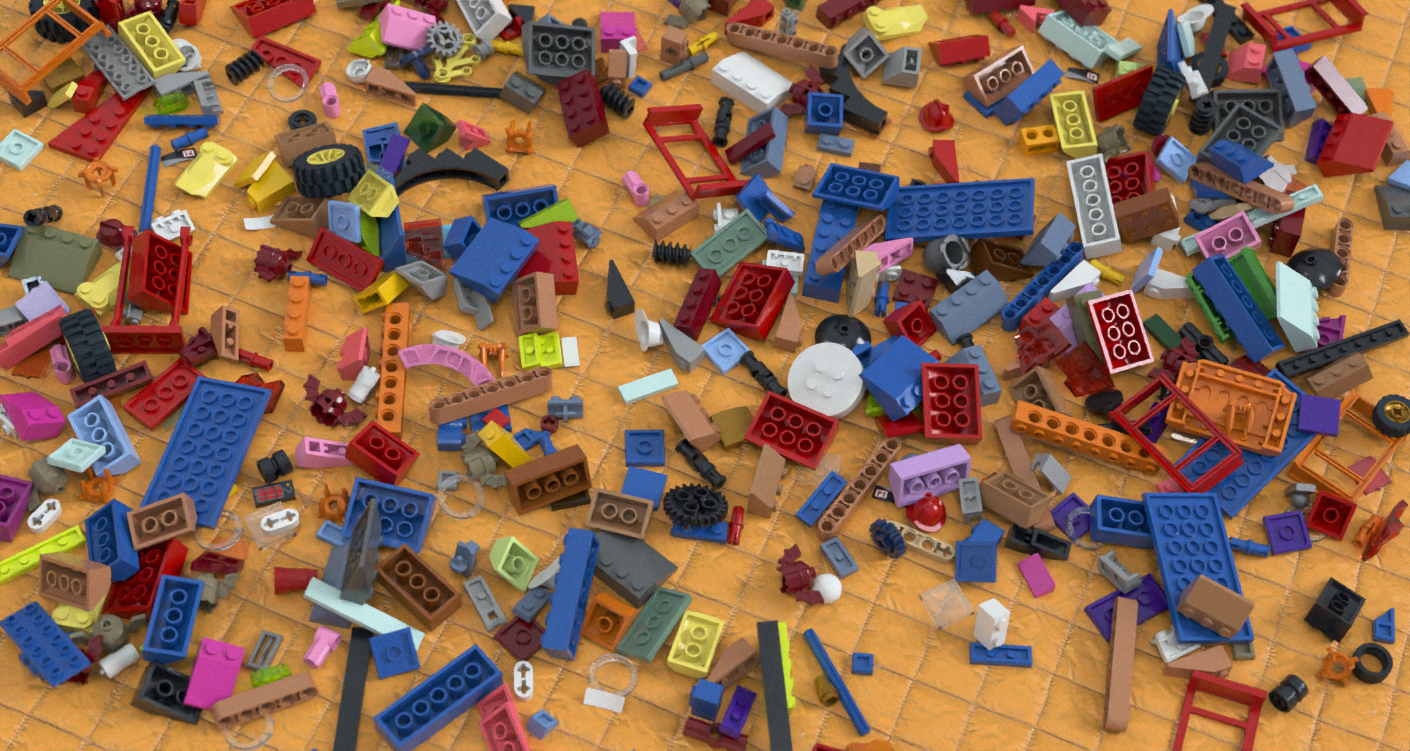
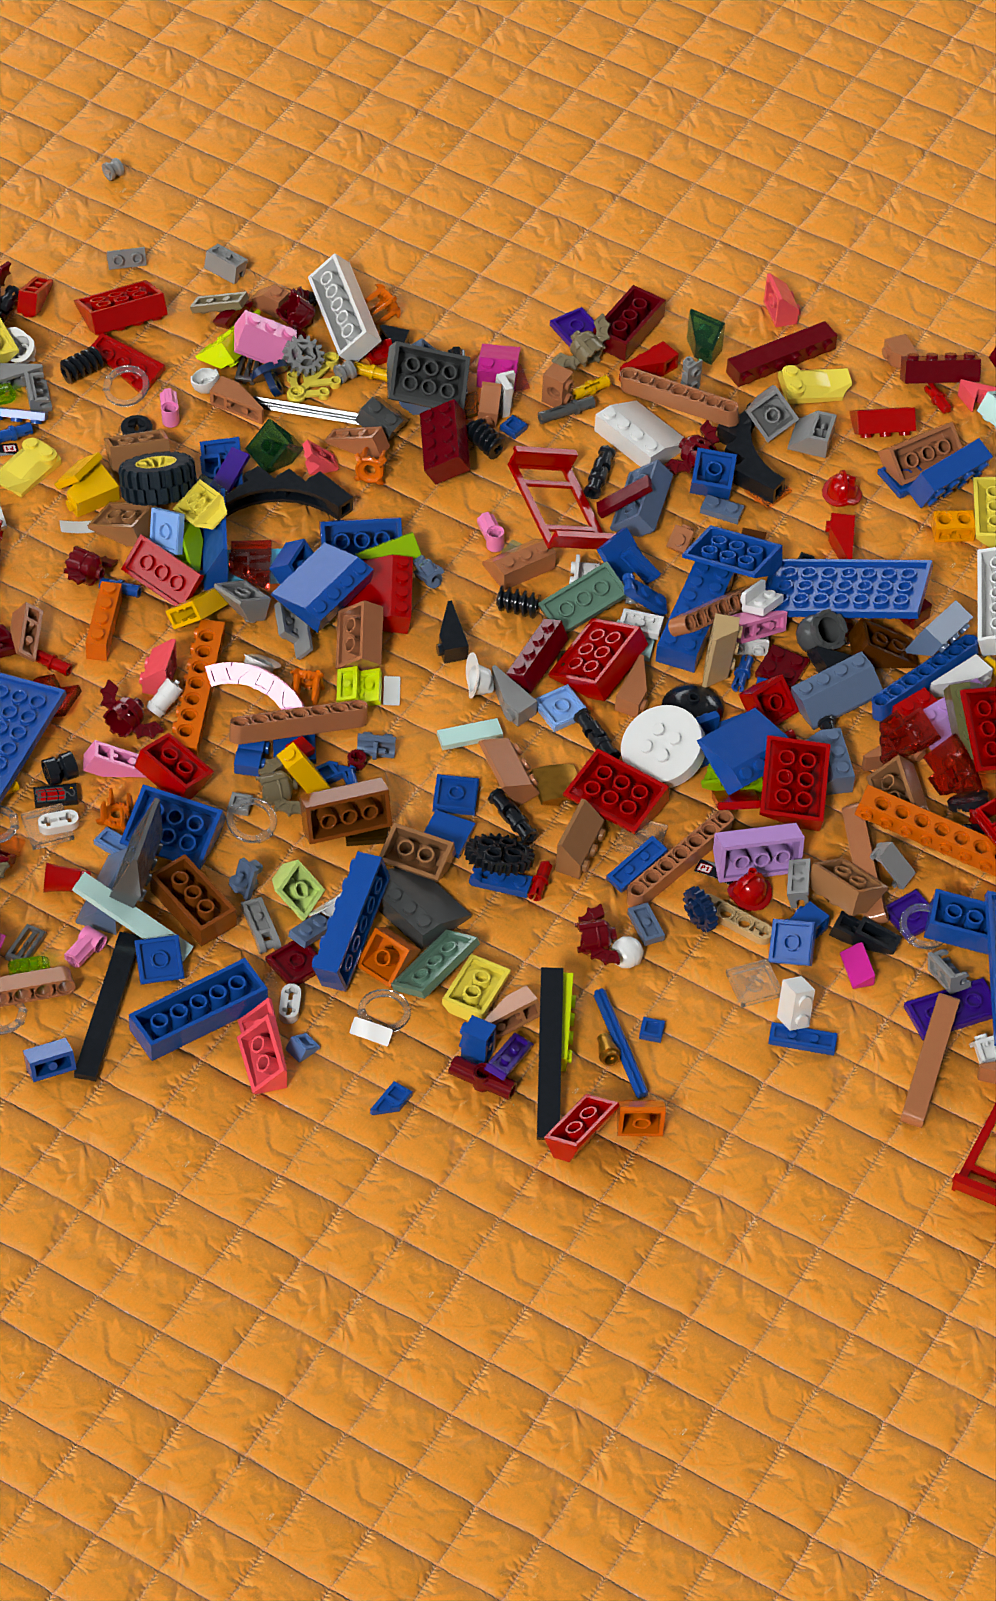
camera: 10 degrees right, 5 degrees down
(504, 113) = (356, 439): none -> nougat slope
(887, 230) = (759, 600): none -> white bracket

